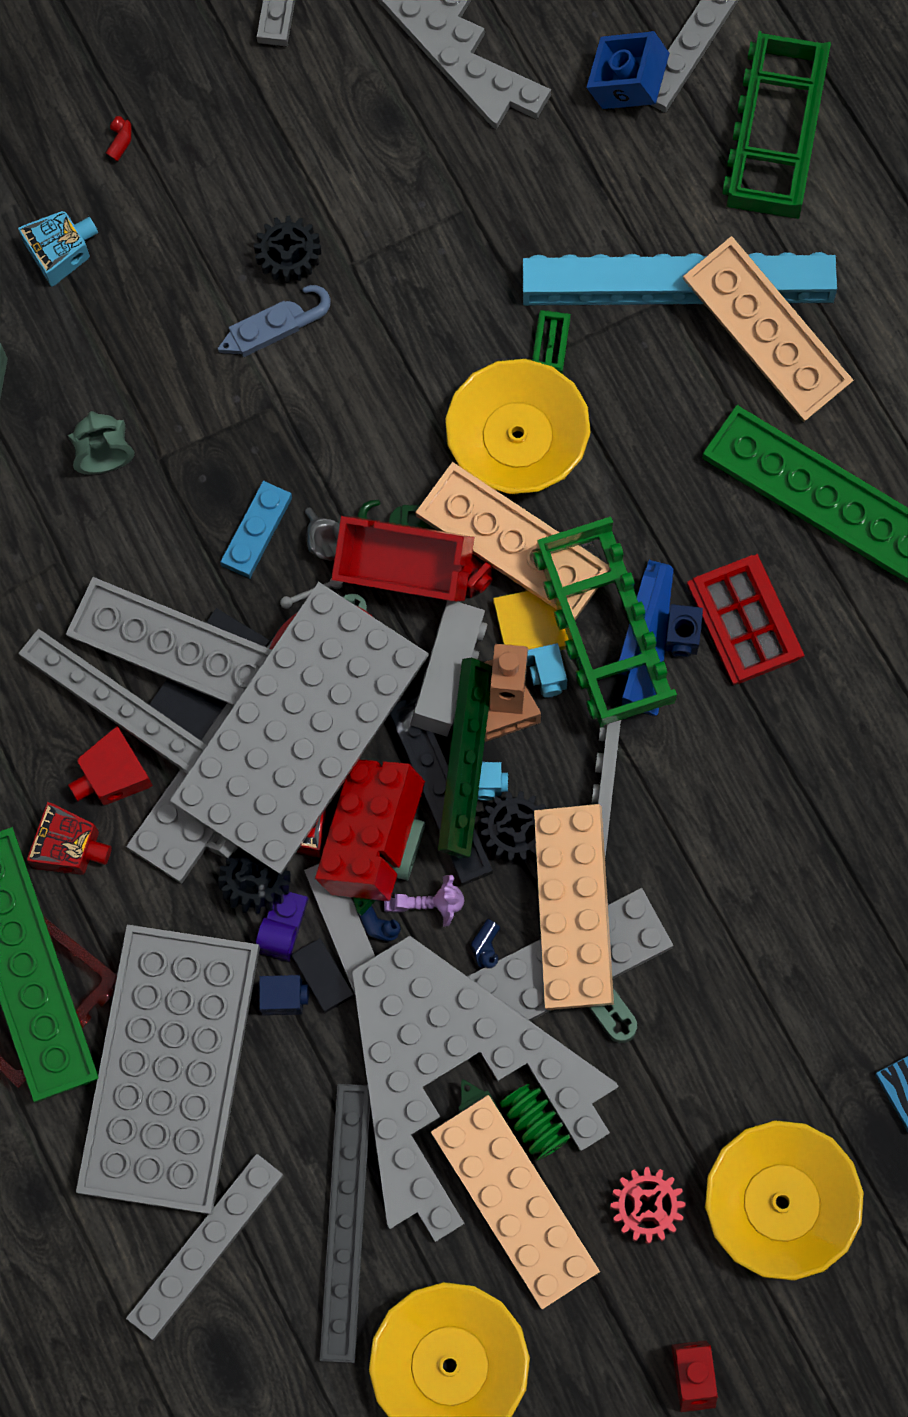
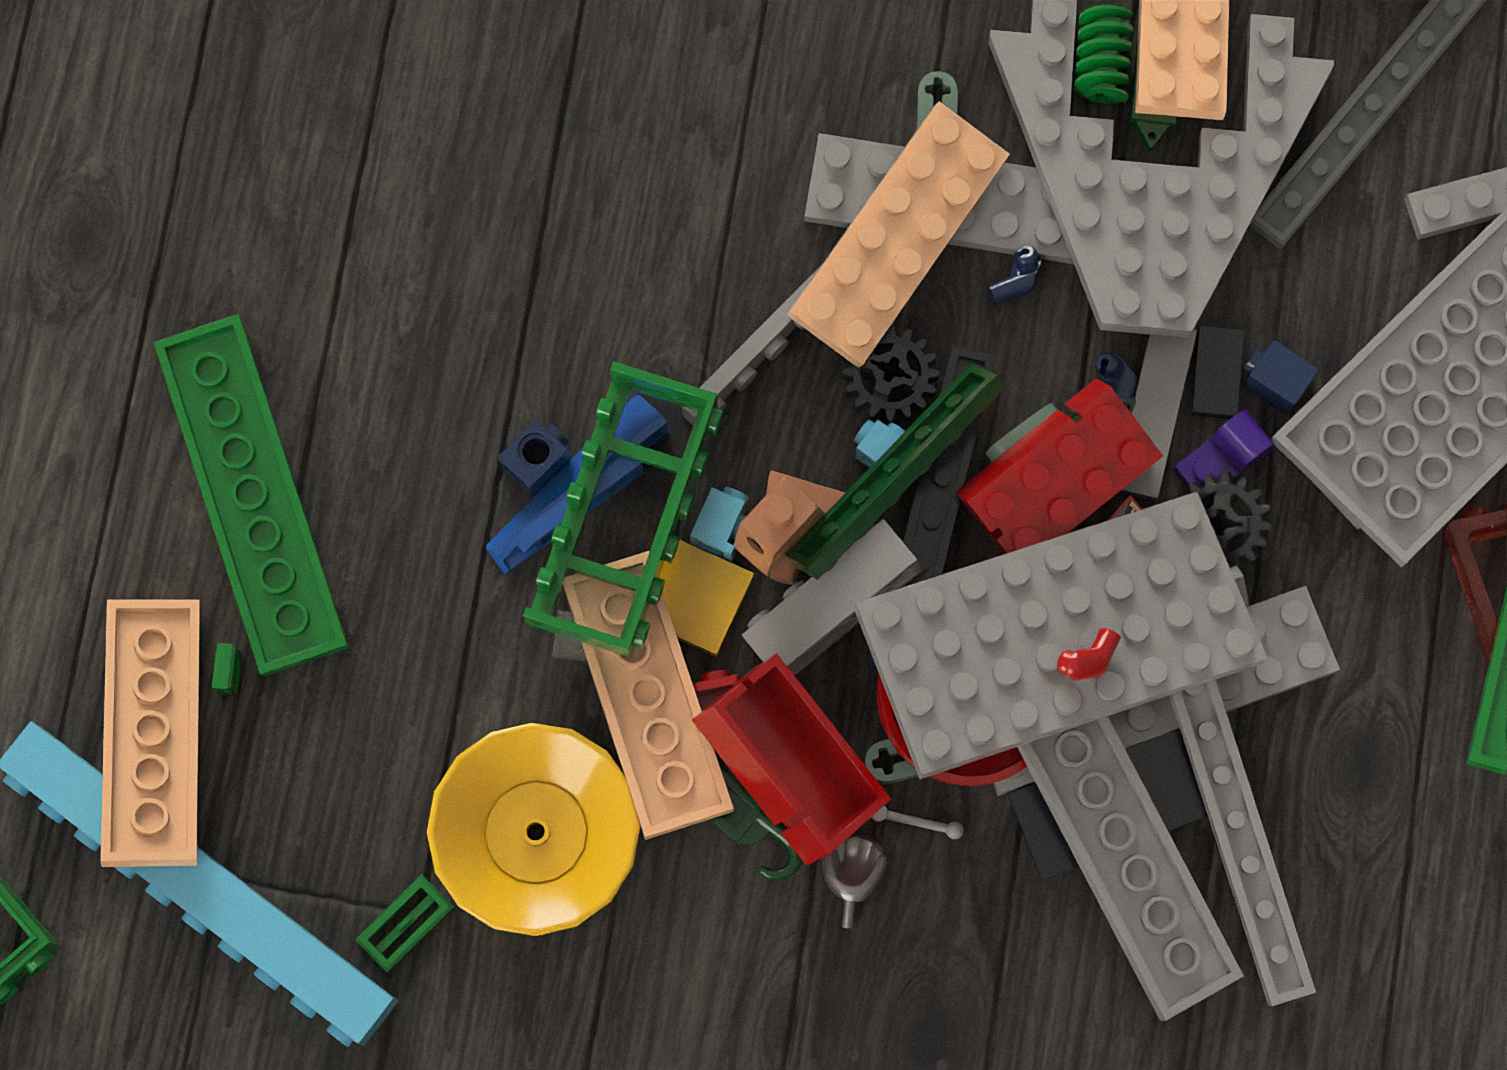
camera: 145 degrees left, 5 degrees up
(66, 843) = (1406, 720): red torso -> none
(110, 770) = (1300, 768): red torso -> none
(256, 529) = (925, 946): dark azure plate -> none
(267, 711) = (1089, 662): none -> red arm
(447, 900) = (1026, 346): lavender piece -> none
(745, 619) = (455, 425): red piece -> none
(757, 395) = (227, 669): none -> green tile

